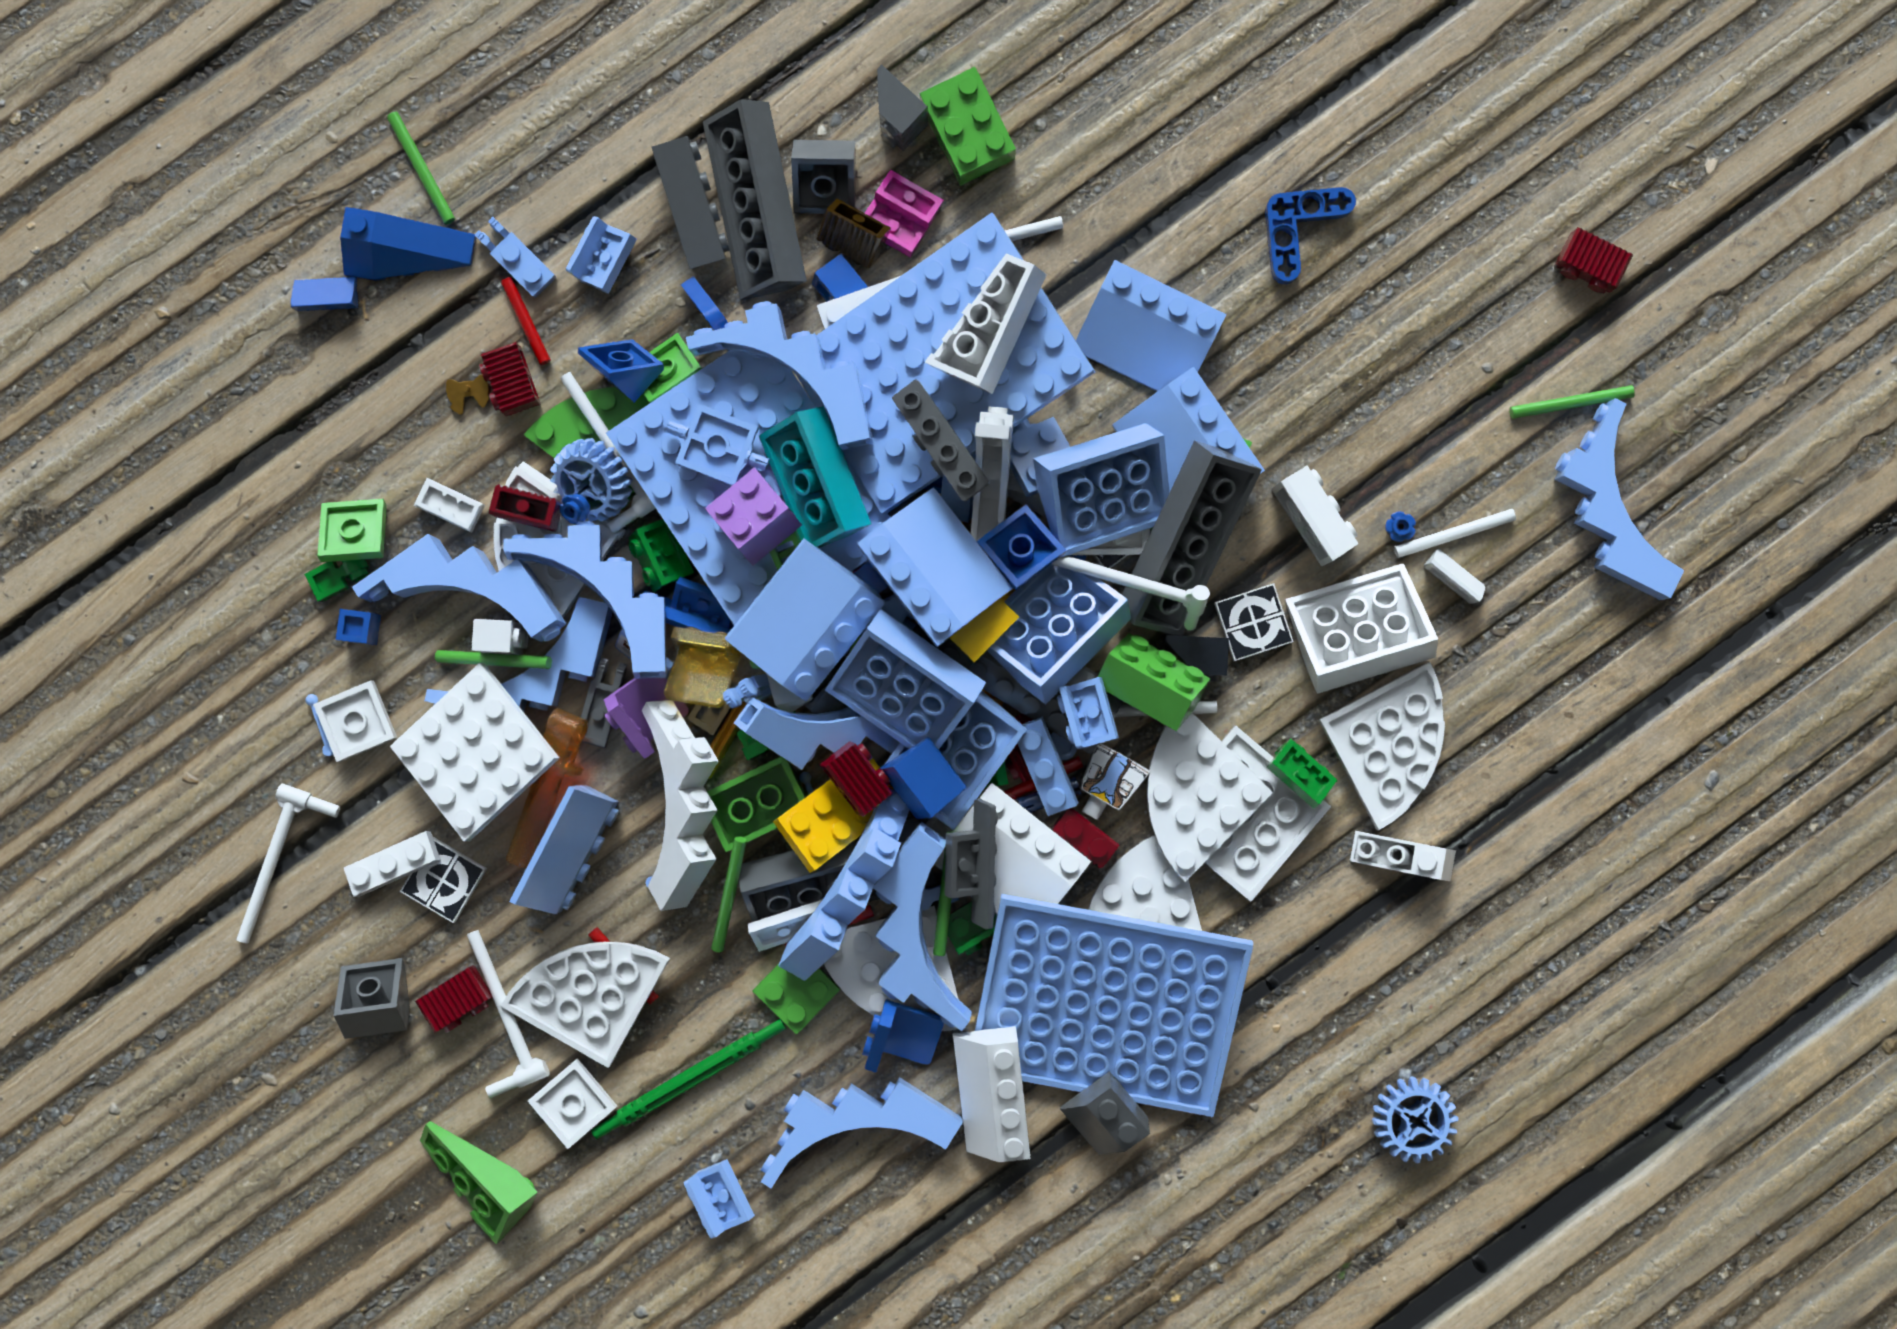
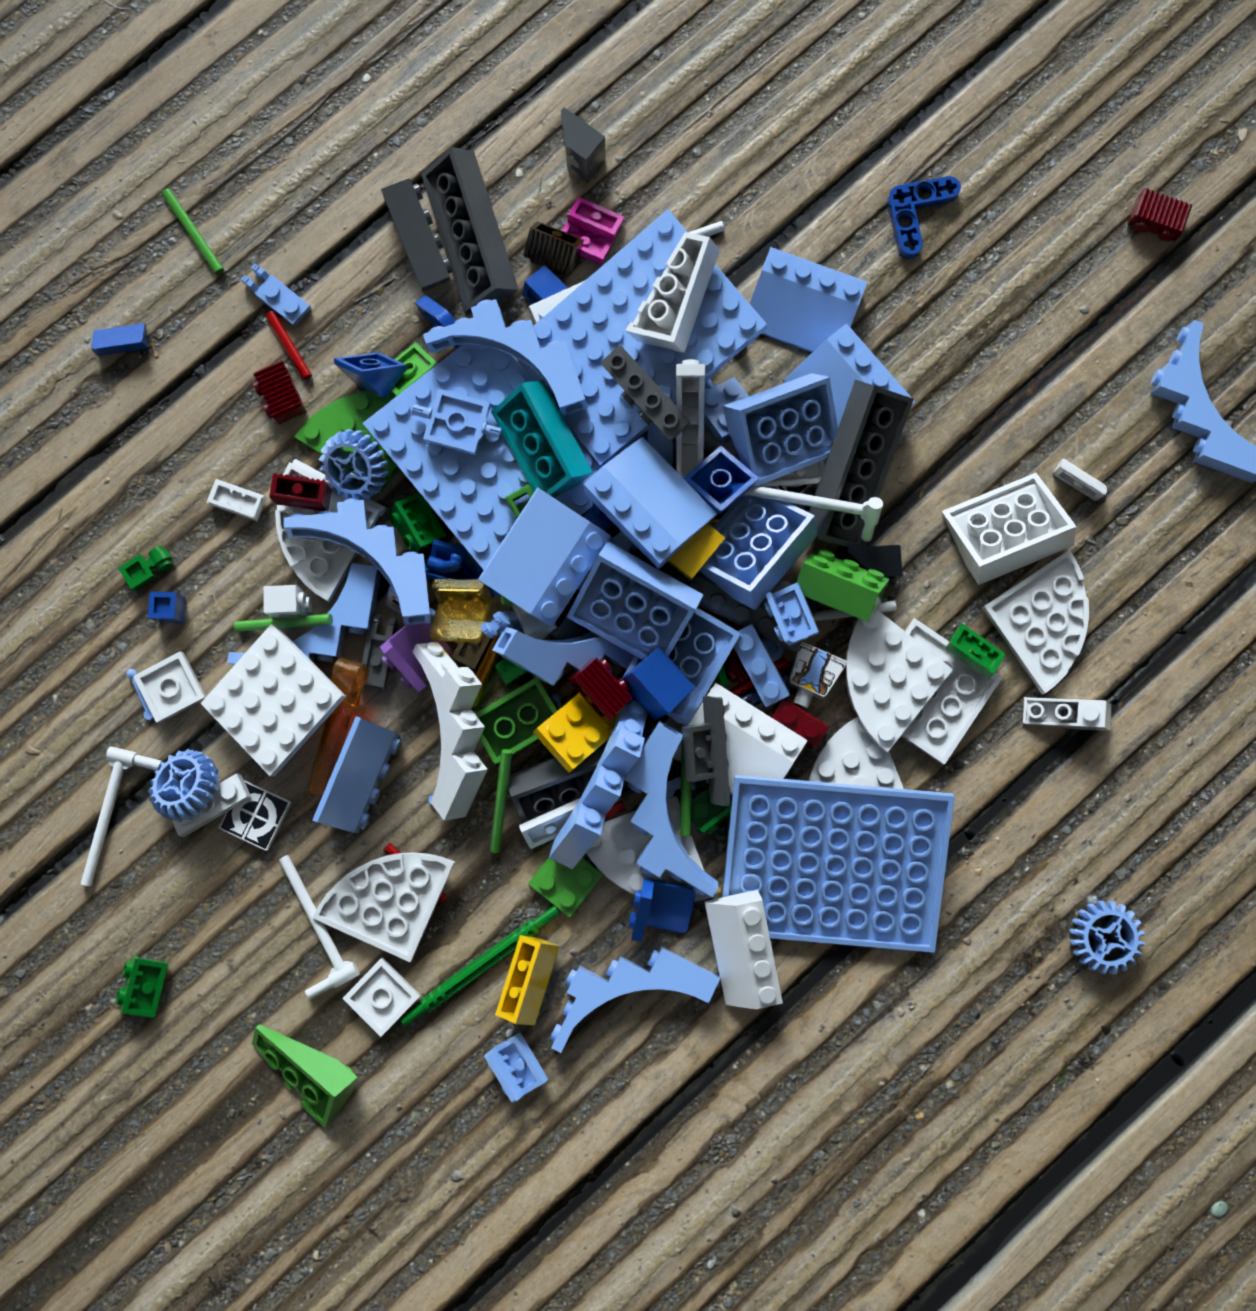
camera: 10 degrees left, 5 degrees down
(298, 1064) = (141, 987): none -> green bracket
(352, 530) = (156, 527): plate -> none
(354, 836) = (184, 785): none -> light blue gear
(372, 998) = (201, 923): dark grey slope -> none
(391, 246) = (171, 294): blue wedge -> none
(430, 568) = (223, 553): light blue arch -> none
(454, 999) = (272, 916): dark red brick -> none
(458, 391) = (236, 407): pearl gold piece -> none
(578, 504) = (345, 485): blue plate -> none
(600, 255) = (346, 285): light blue bracket -> none
(641, 503) = (398, 480): white bar -> none
(689, 612) = (446, 567): none -> blue arm
(740, 1102) = (527, 980): none -> yellow brick
(753, 516) = (493, 474): medium lavender brick -> none
(822, 174) = (522, 204): dark grey slope -> none
(968, 126) = (639, 156): bright green brick -> none
(1107, 1116) = (843, 961): dark grey slope -> none
(1253, 622) = (918, 532): tile -> none
(1315, 515) = (958, 439): white slope -> none
(1400, 518) = (1025, 447): blue plate -> none
(1455, 533) = (1075, 444): white bar -> none
(1571, 402) = (1155, 330): bright green bar -> none

